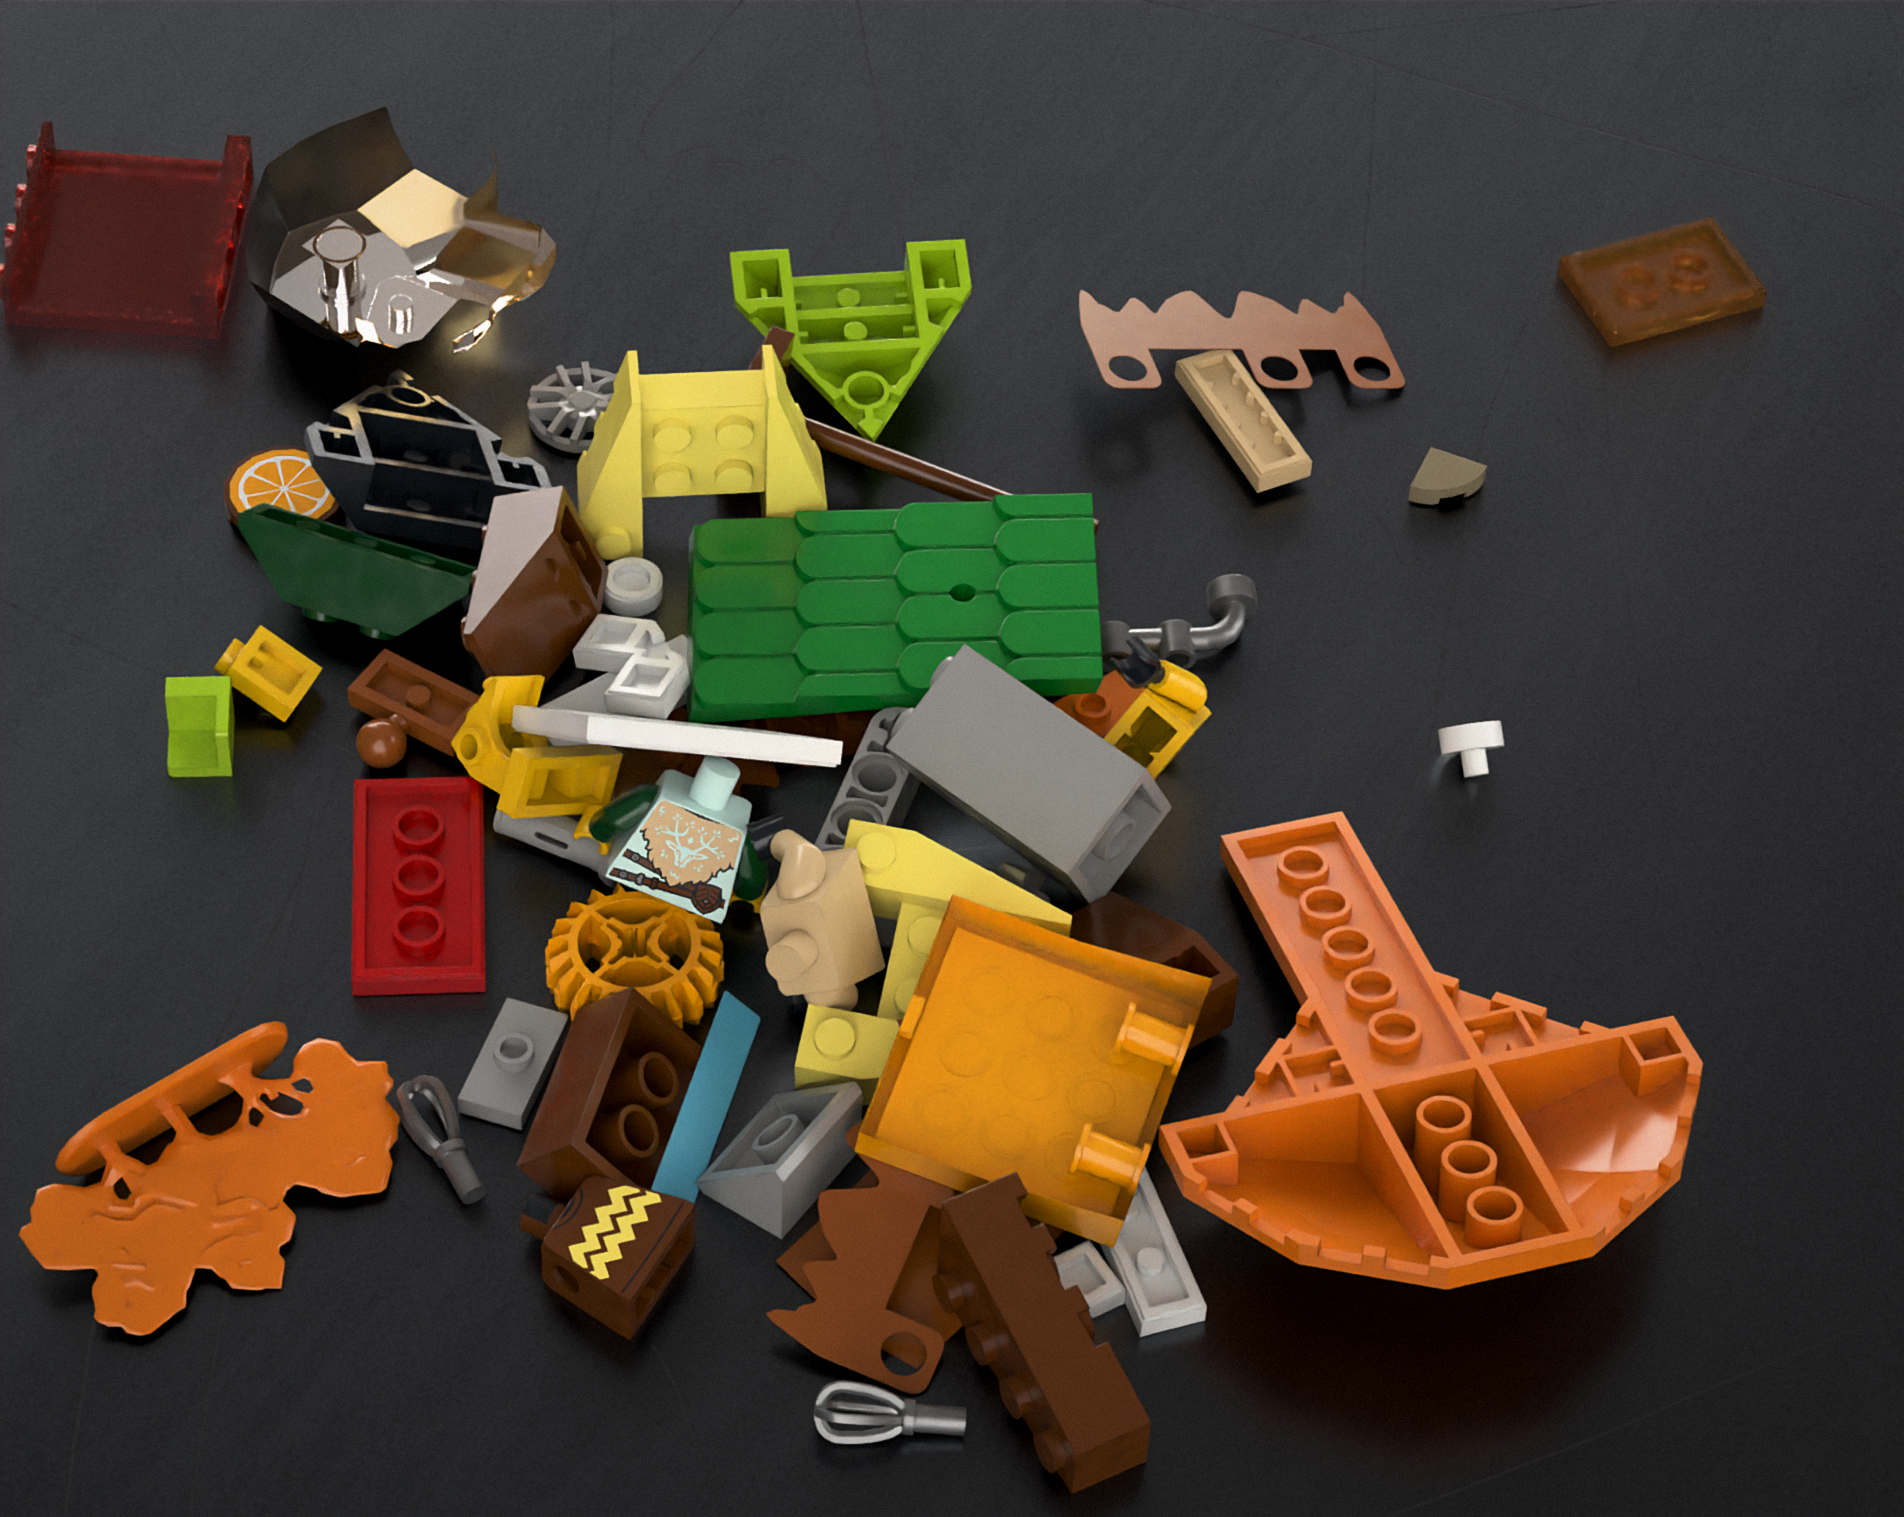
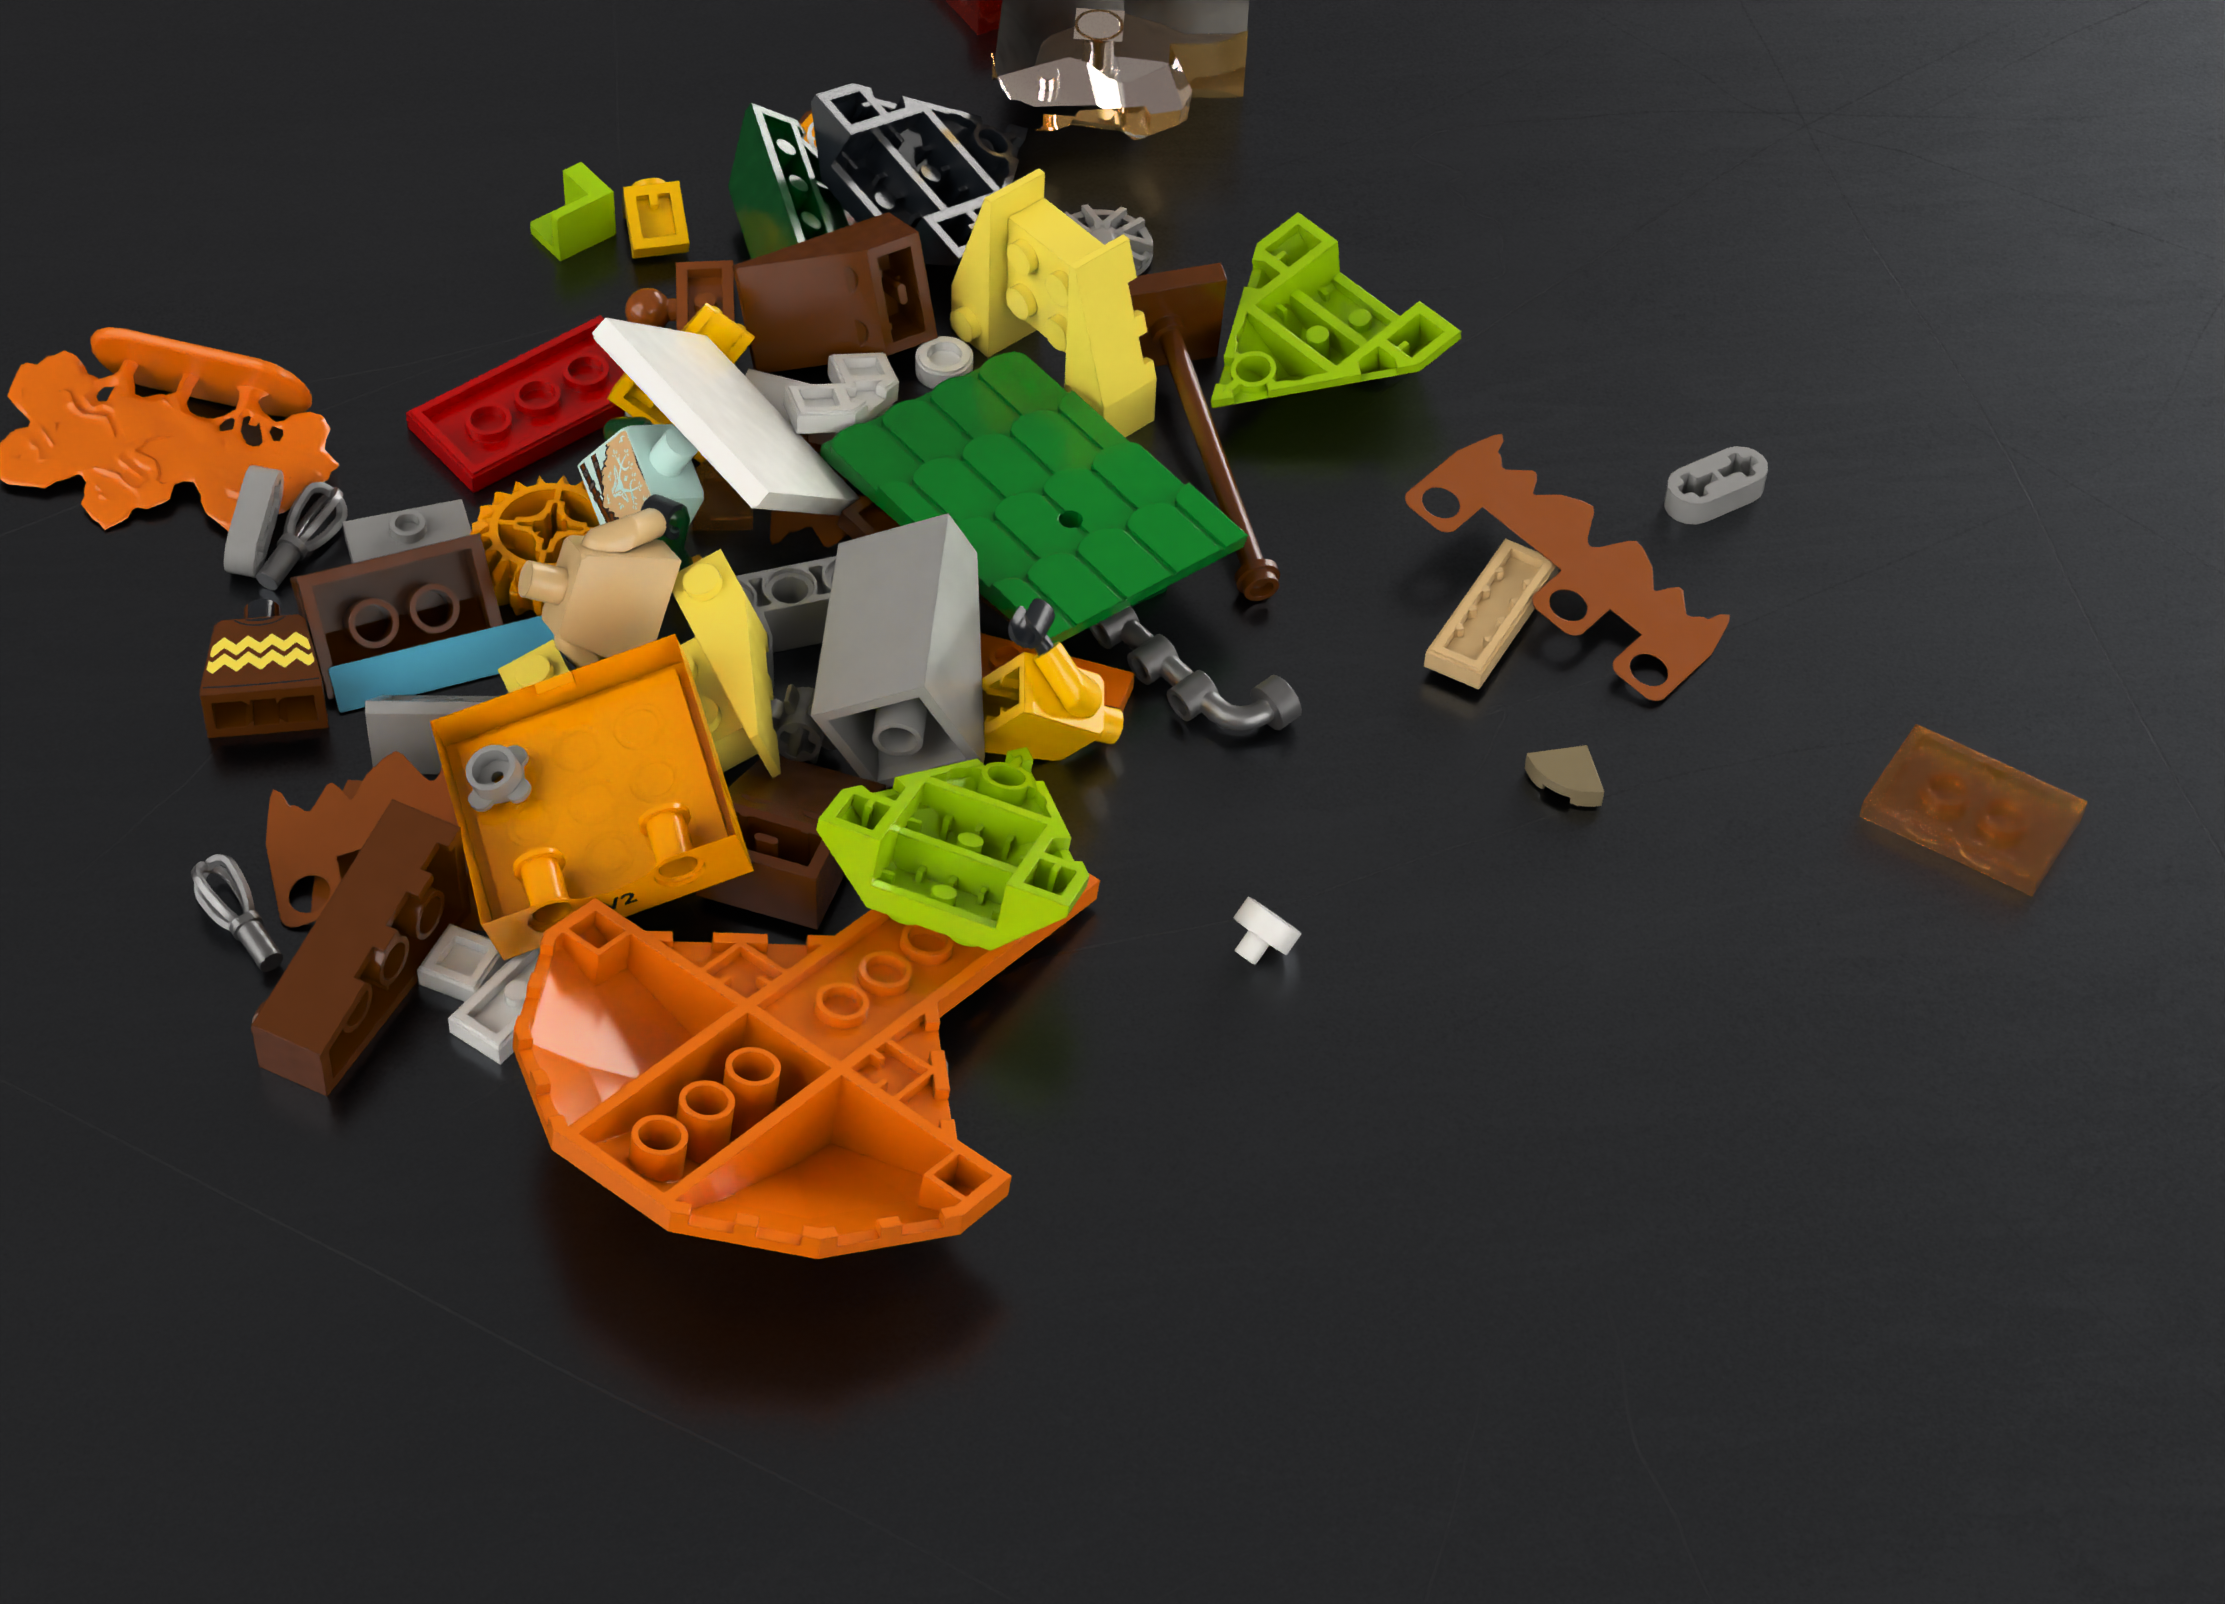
camera: 55 degrees right, 0 degrees up
(410, 1158) = (253, 521): none -> light grey beam
(953, 1104) = (487, 766): none -> light grey plate
(1212, 213) = (1719, 489): none -> light grey beam
(1311, 856) = (959, 850): none -> lime wedge

